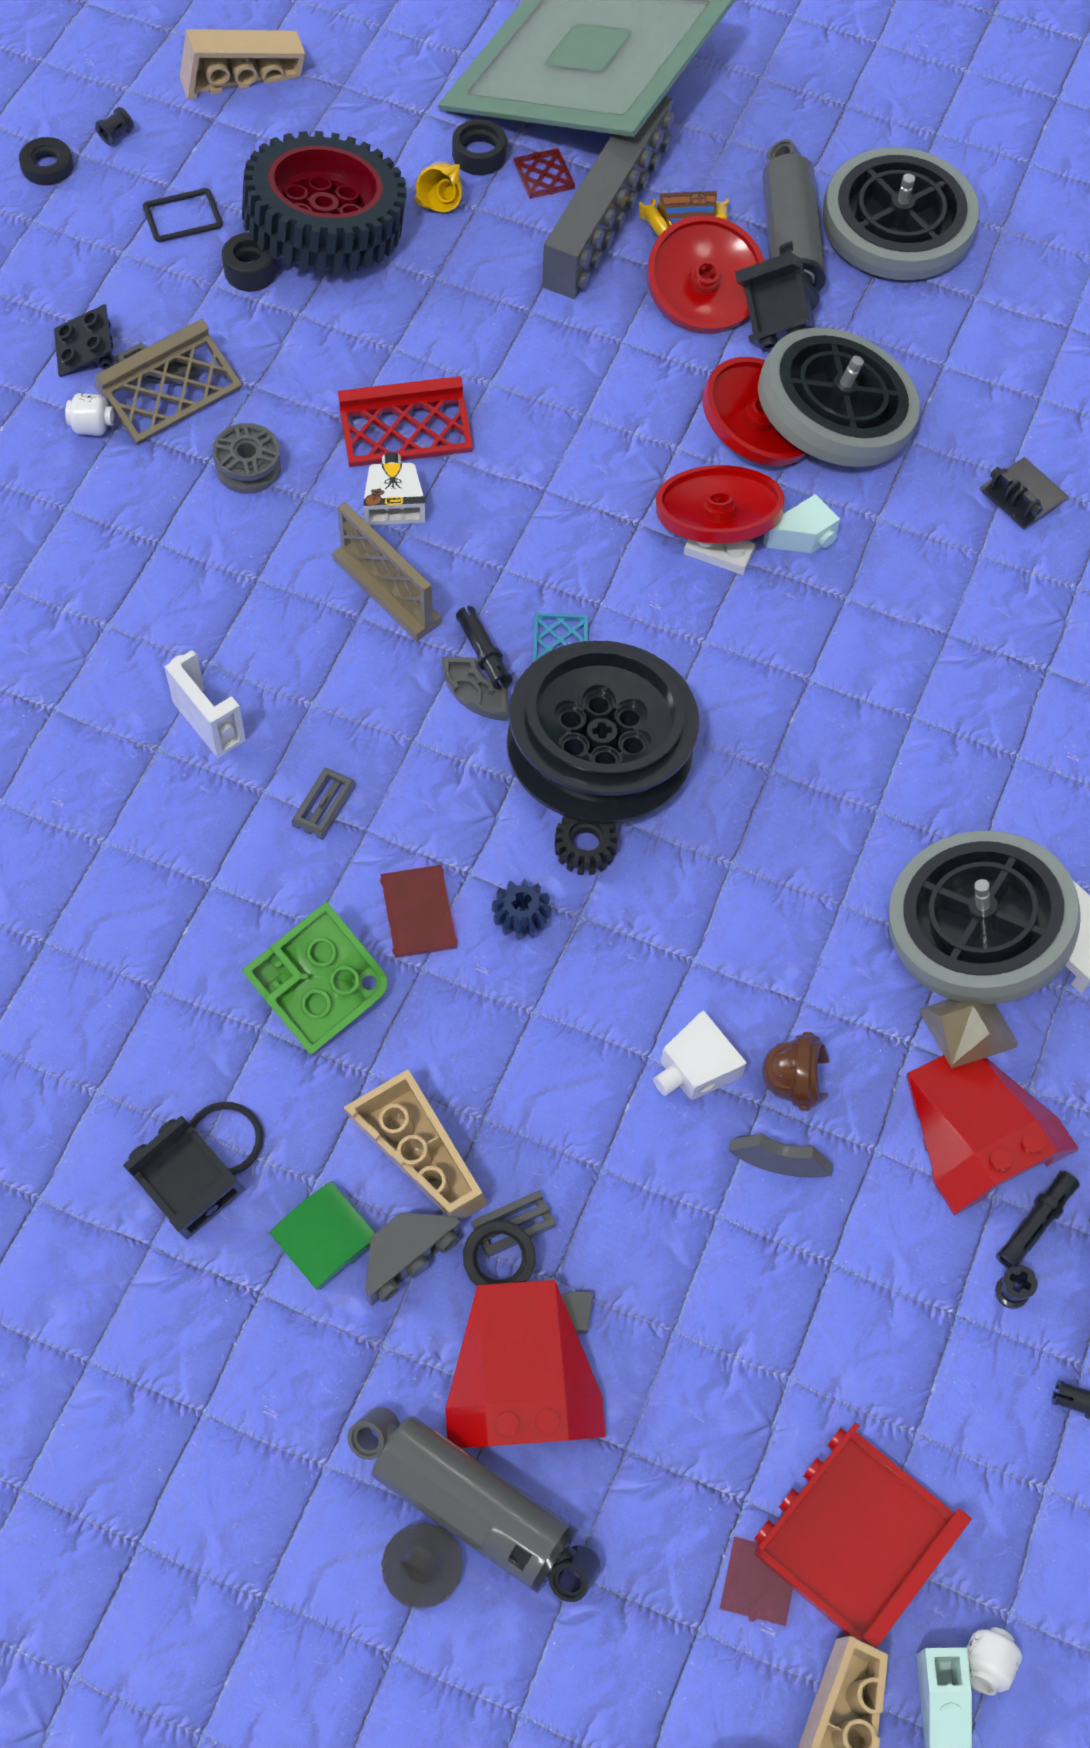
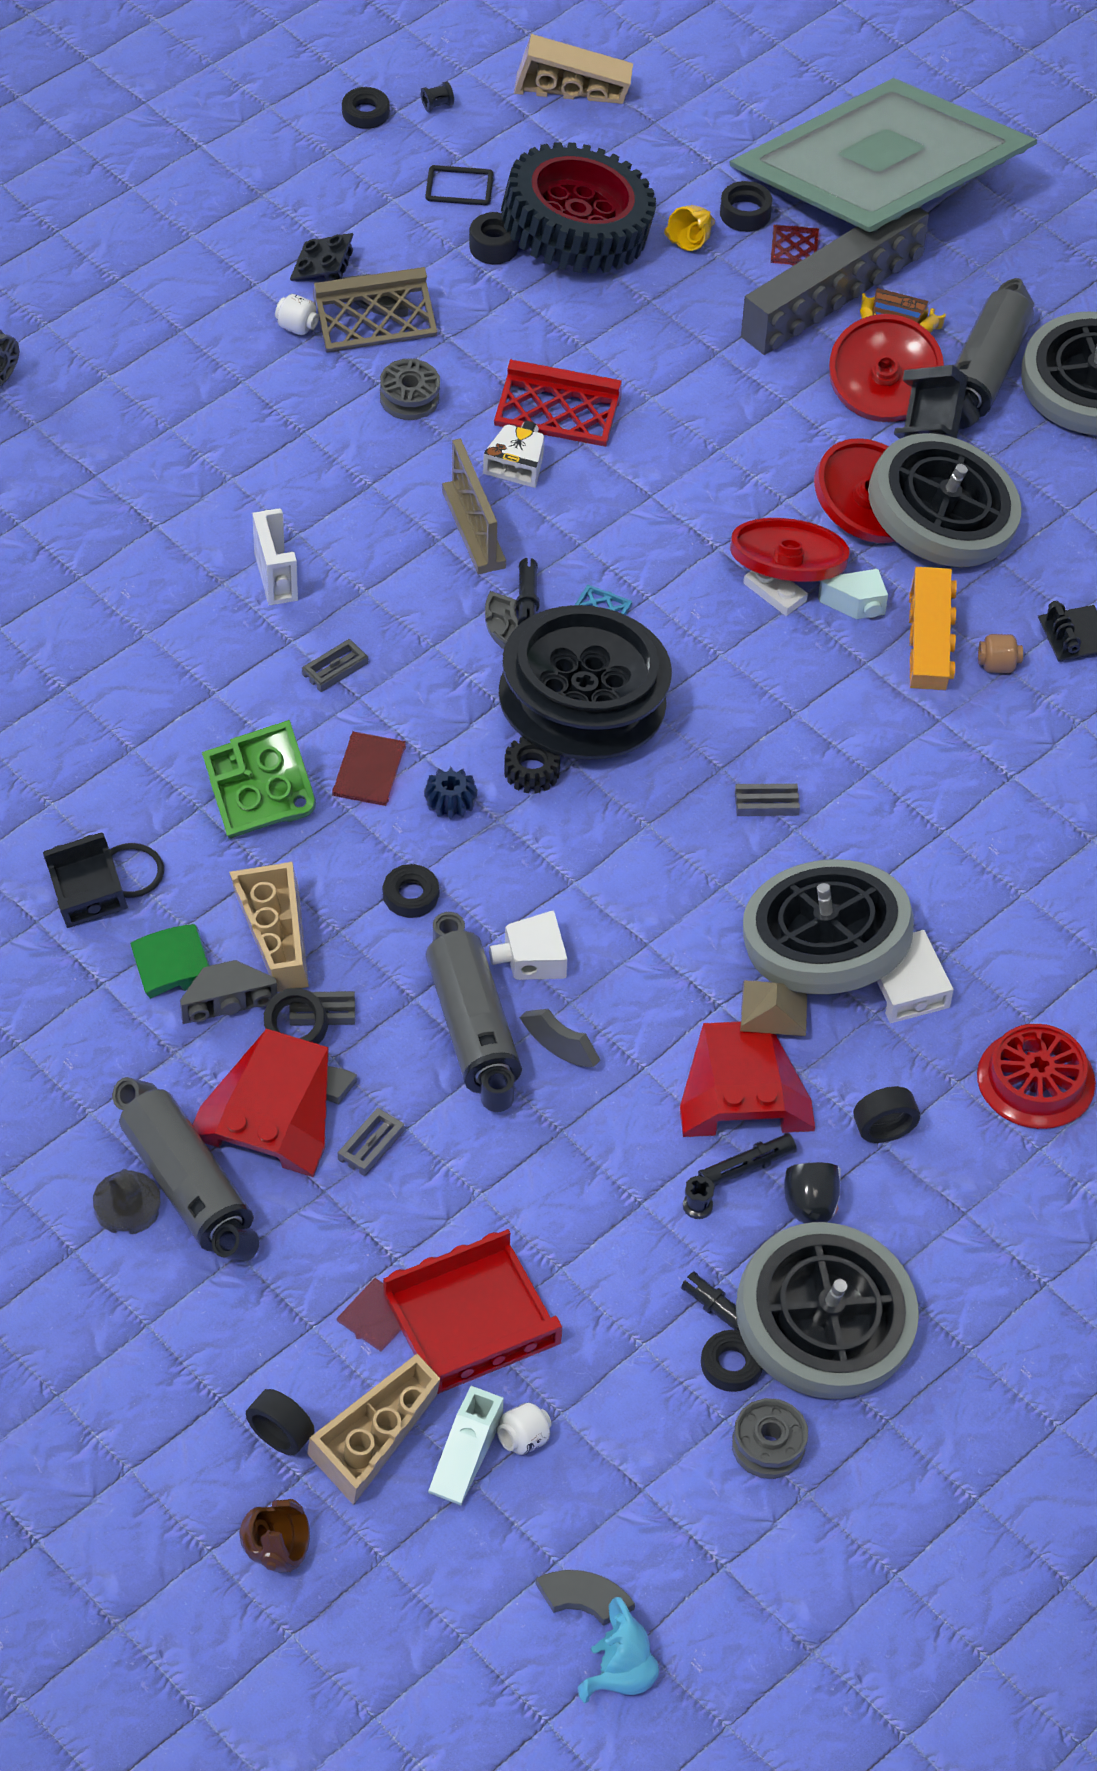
camera: 25 degrees right, 10 degrees down
(536, 1062) = (411, 874): none -> black tyre
(640, 1400) = (365, 1166): none -> flat silver tile
(681, 1167) = (473, 1012): none -> dark grey piece
(792, 1070) = (597, 979): reddish brown helmet -> none
(857, 776) = (767, 795): none -> flat silver tile
(897, 540) = (930, 628): none -> light orange wedge
(970, 542) = (999, 653): none -> medium nougat head

